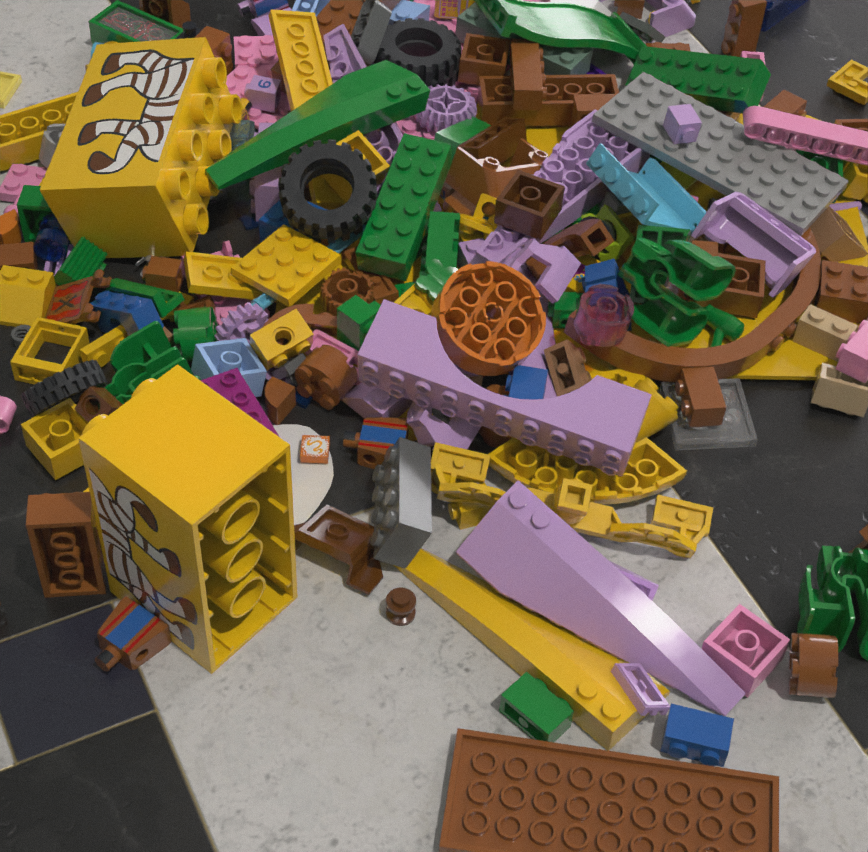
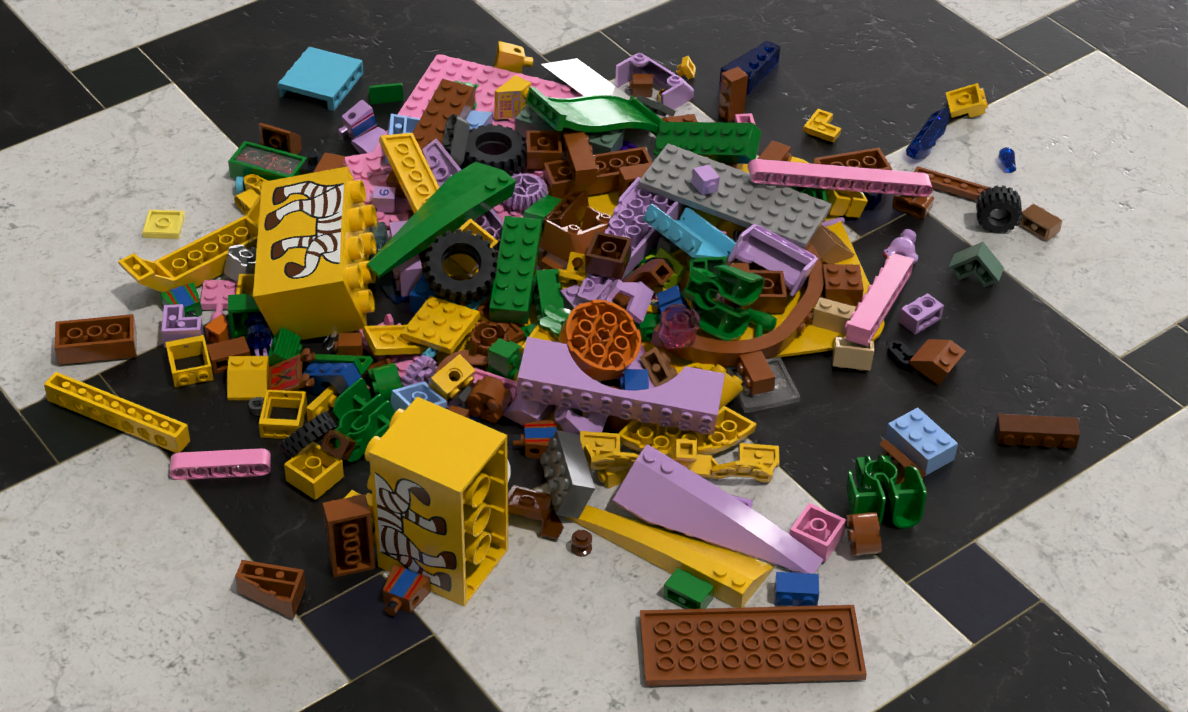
camera: 10 degrees left, 5 degrees down
(640, 689) = (754, 566): lavender tile -> none

